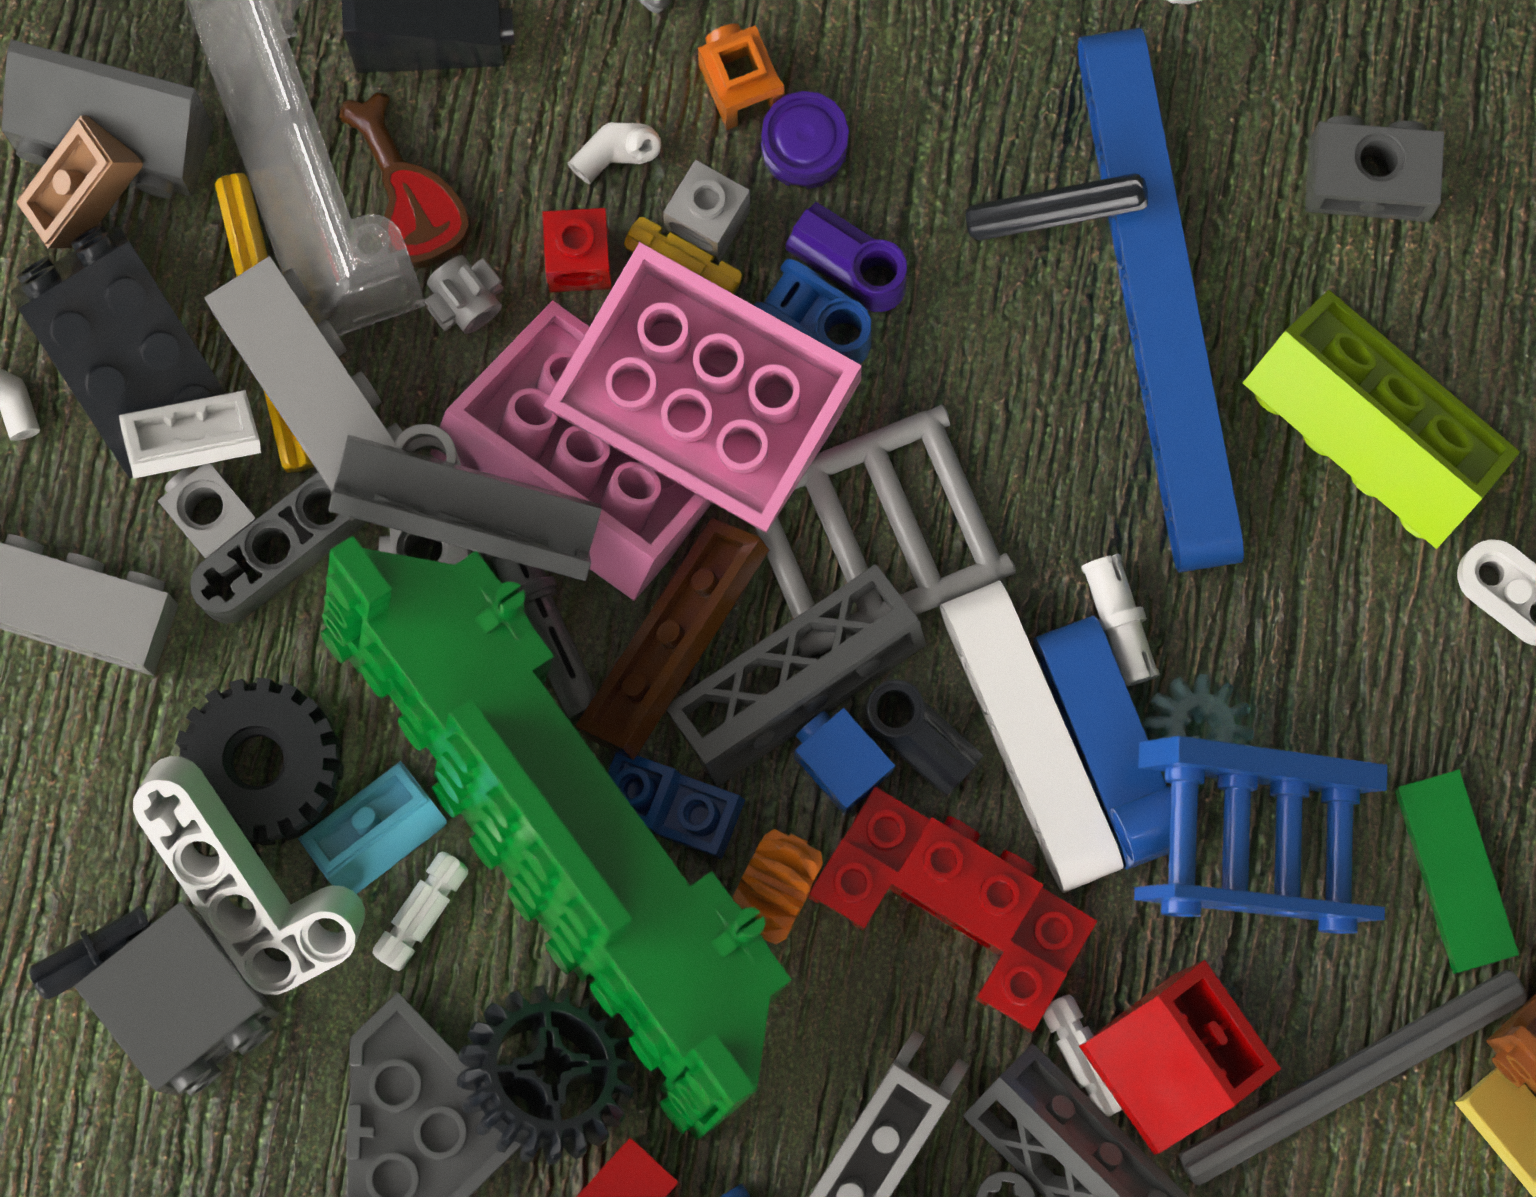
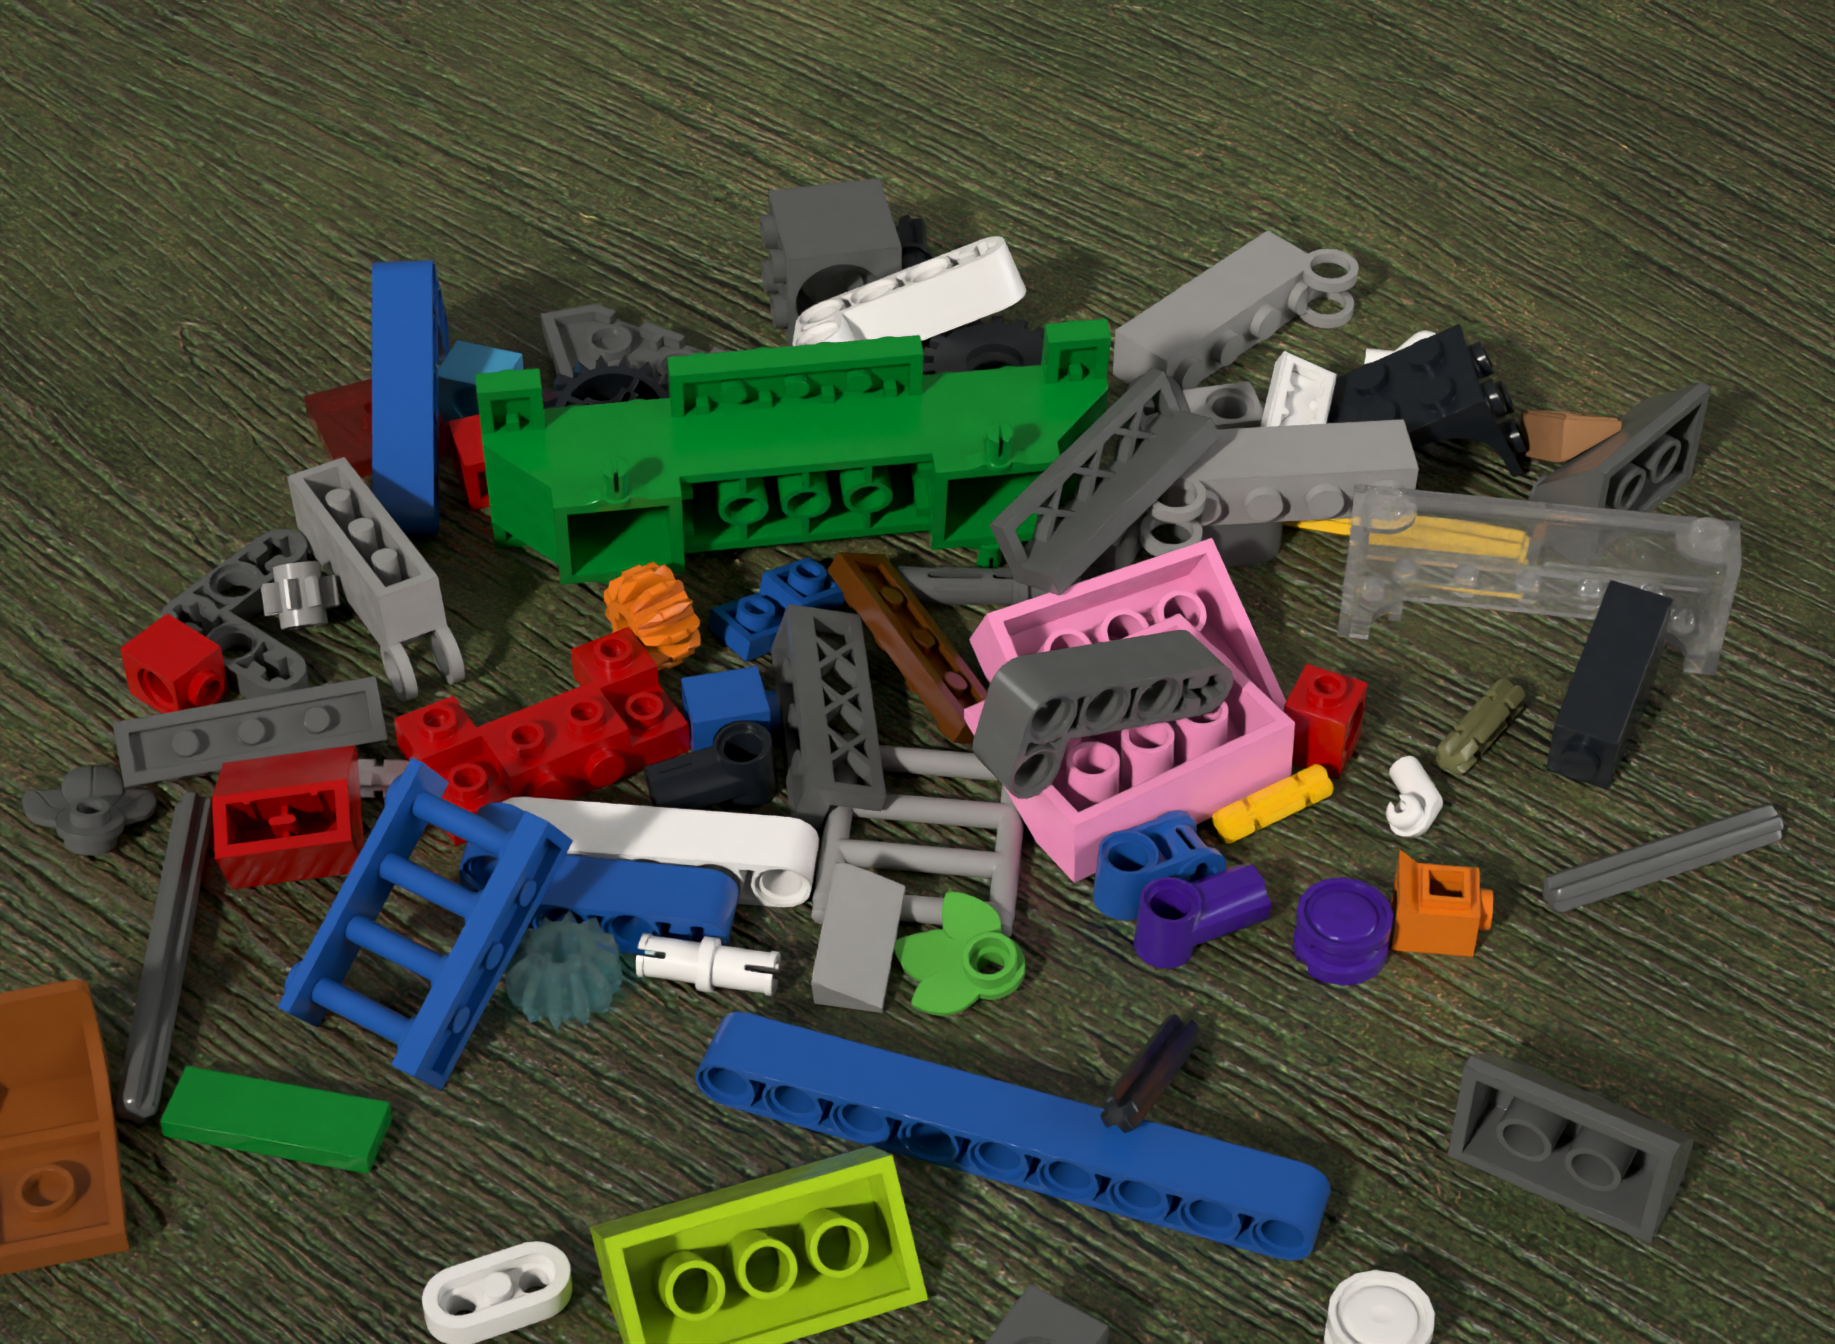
camera: 120 degrees right, 35 degrees down
(419, 200) = (1423, 656): reddish brown piece -> none
(464, 294) = (1325, 634): light grey gear -> none
(493, 129) = (1480, 726): none -> olive axle
(707, 210) = (1307, 822): light grey brick -> none
(740, 386) = (1089, 691): none -> dark grey beam
(996, 437) = (952, 957): none -> bright green plate
(1033, 512) = (857, 939): none -> light grey slope

